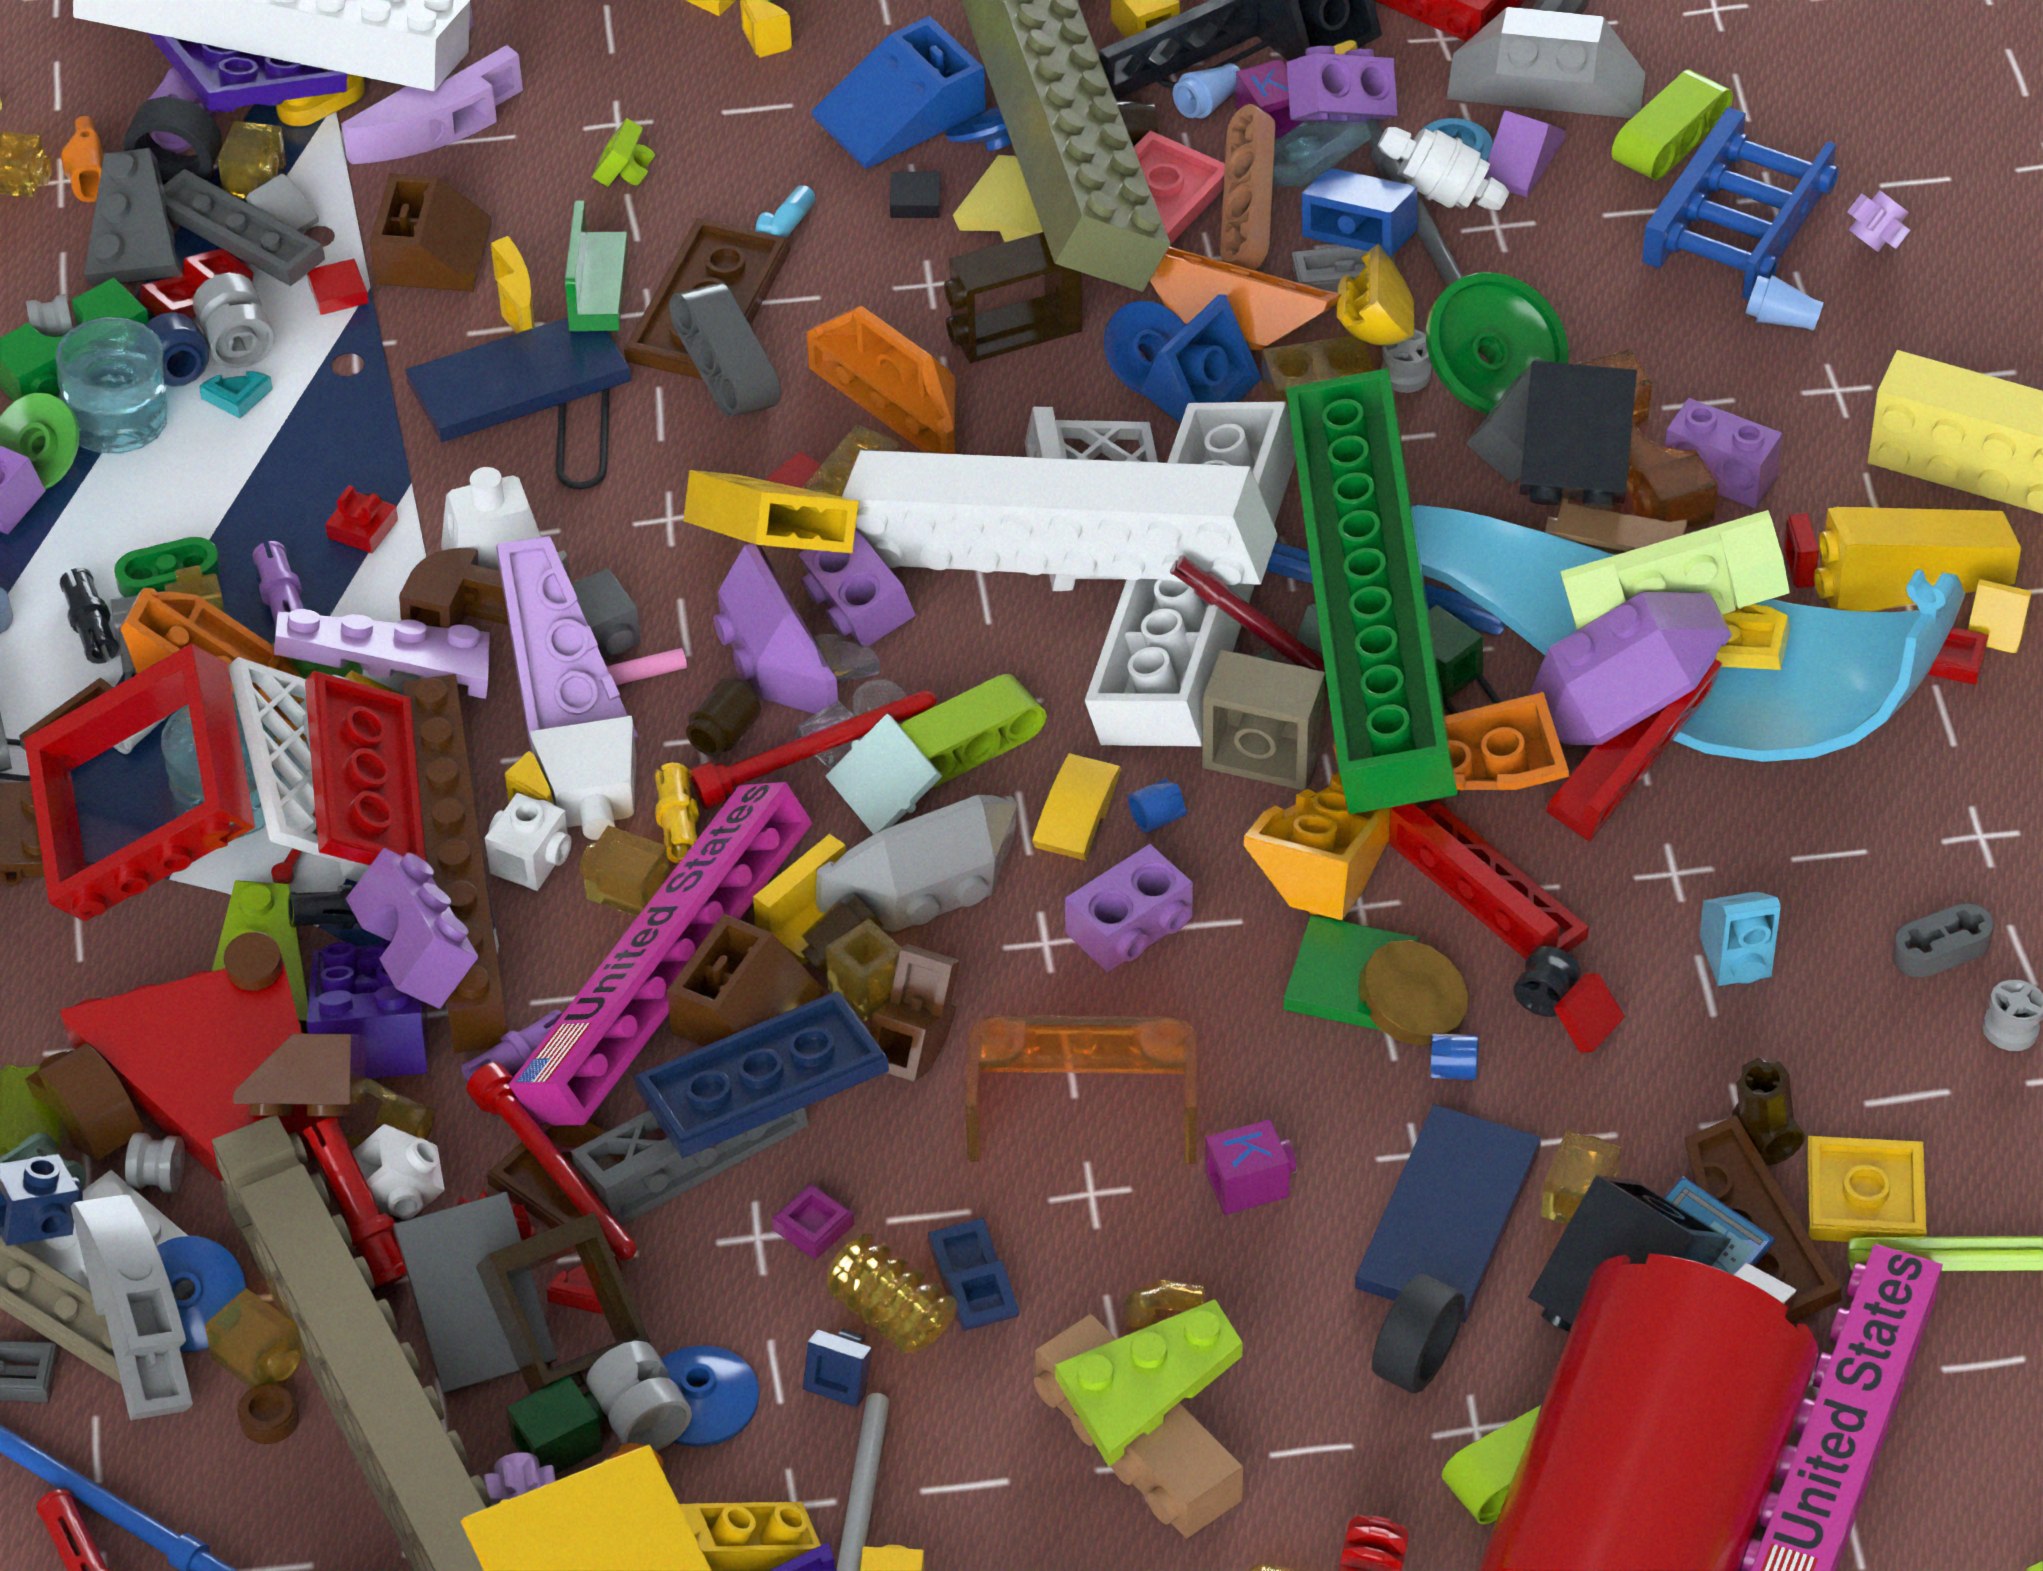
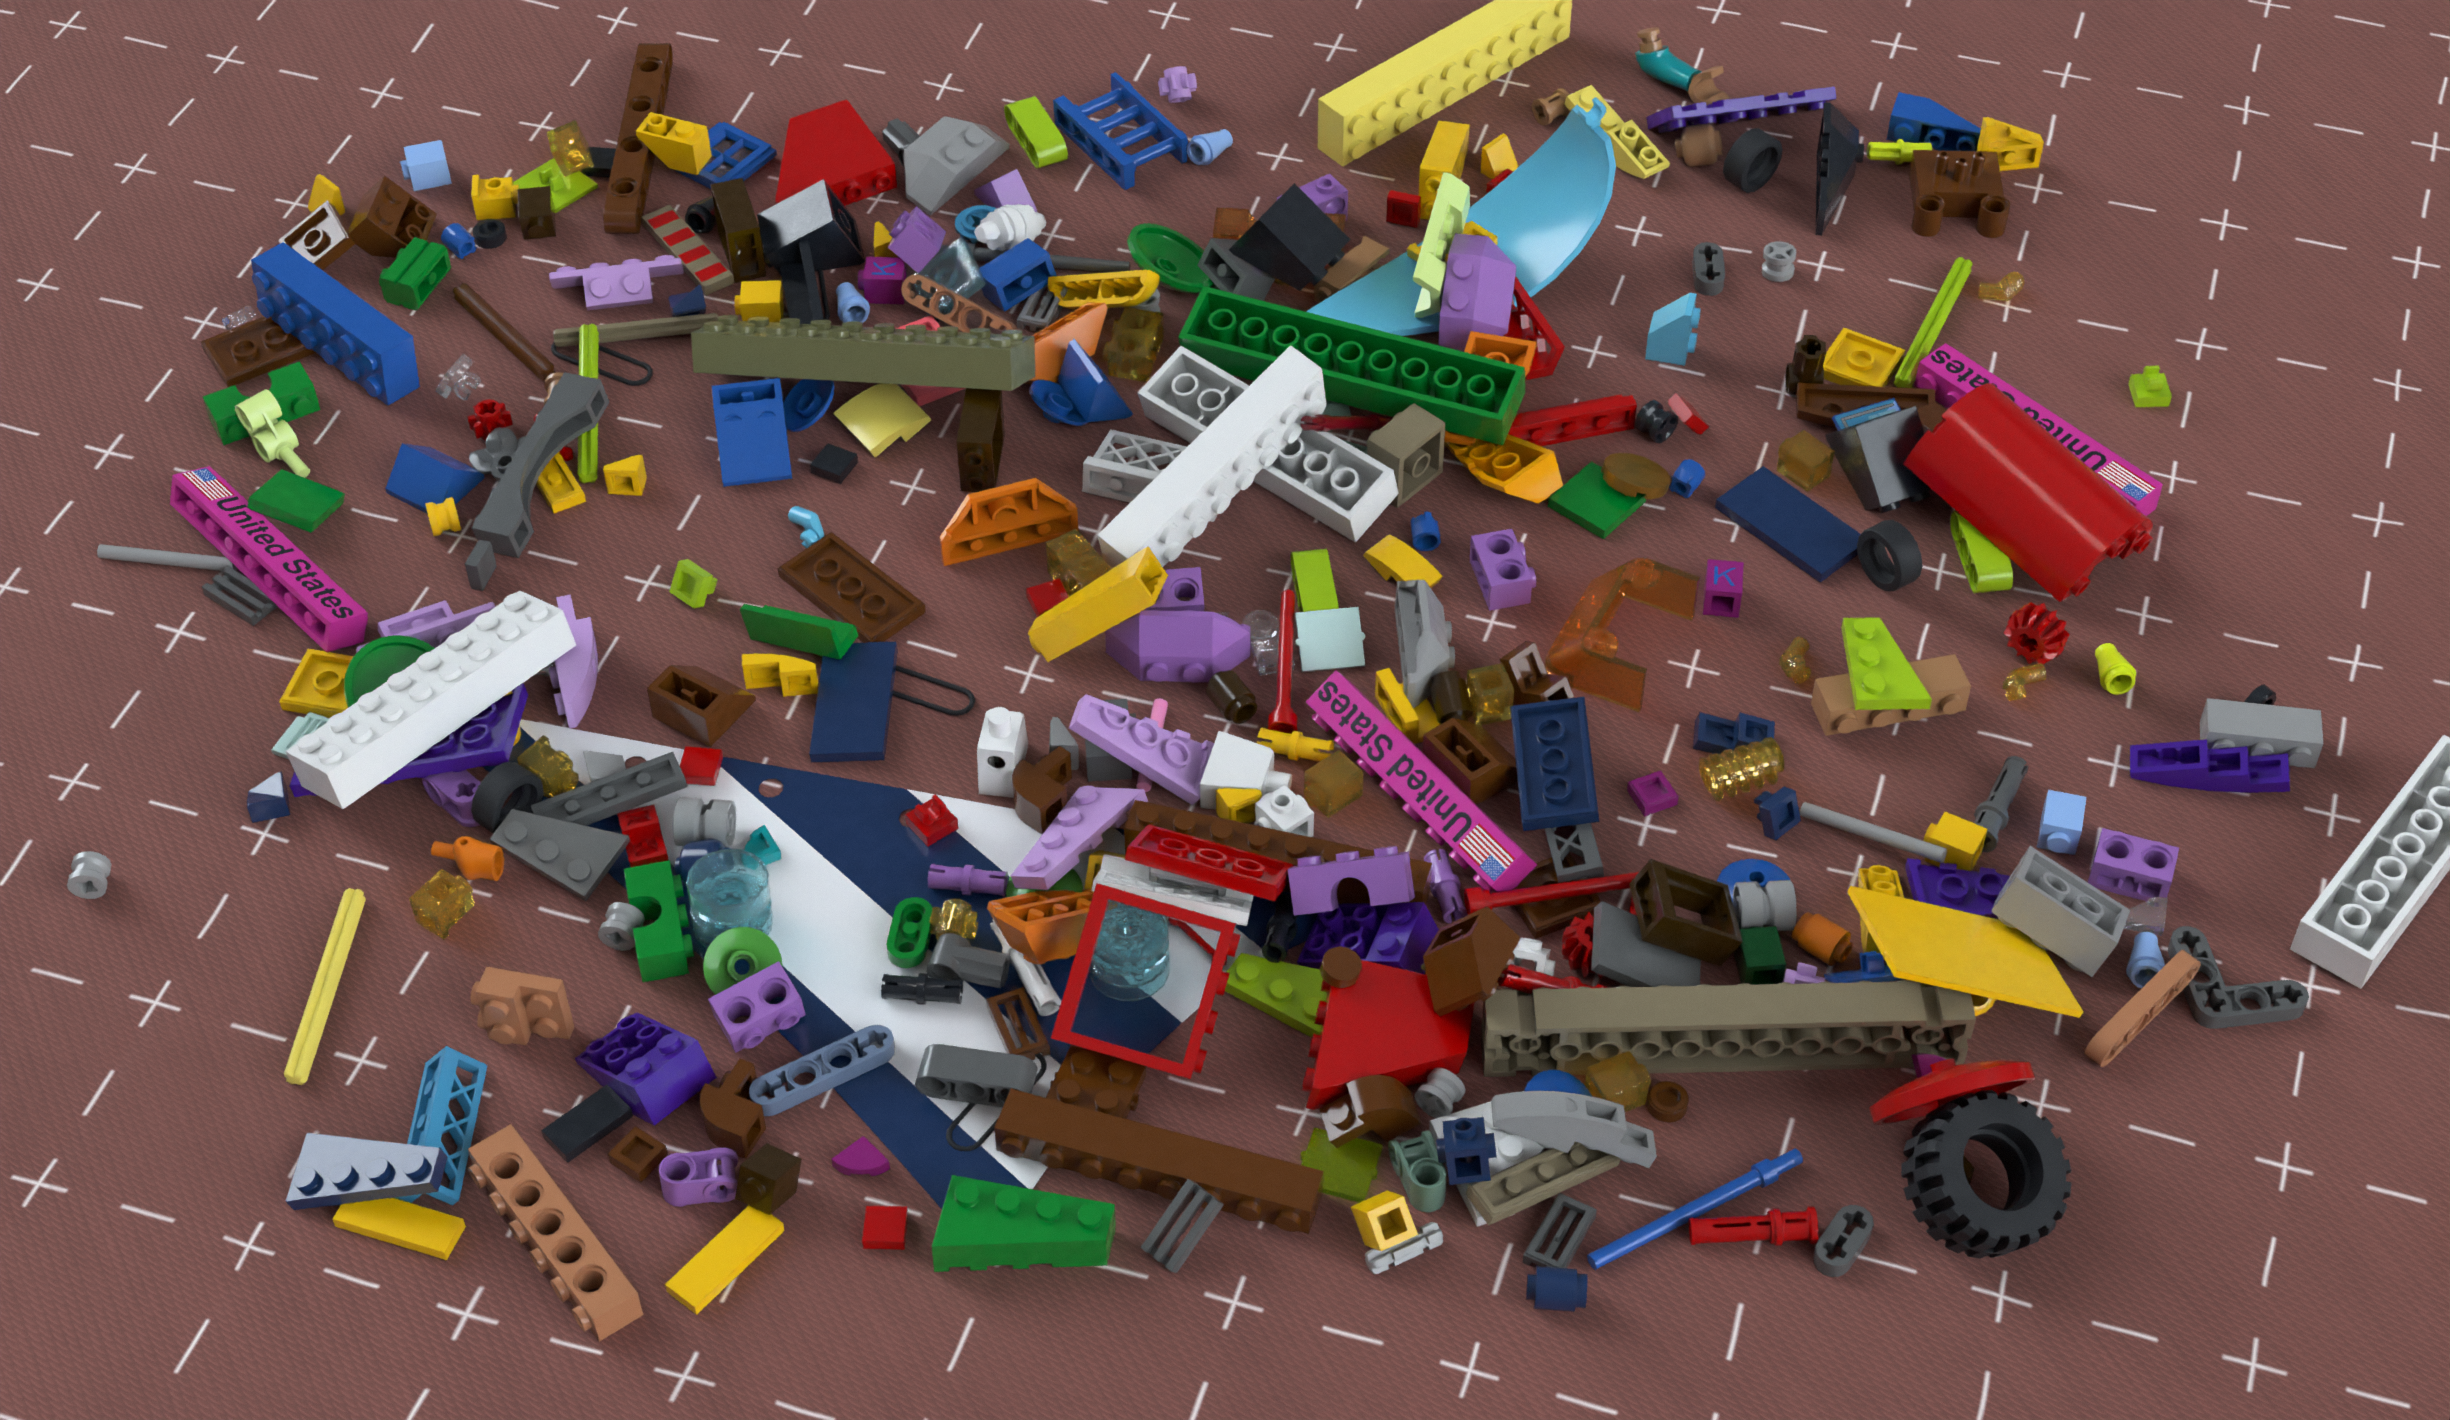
camera: 65 degrees left, 0 degrees up
(725, 350) = (909, 576): dark grey beam -> none

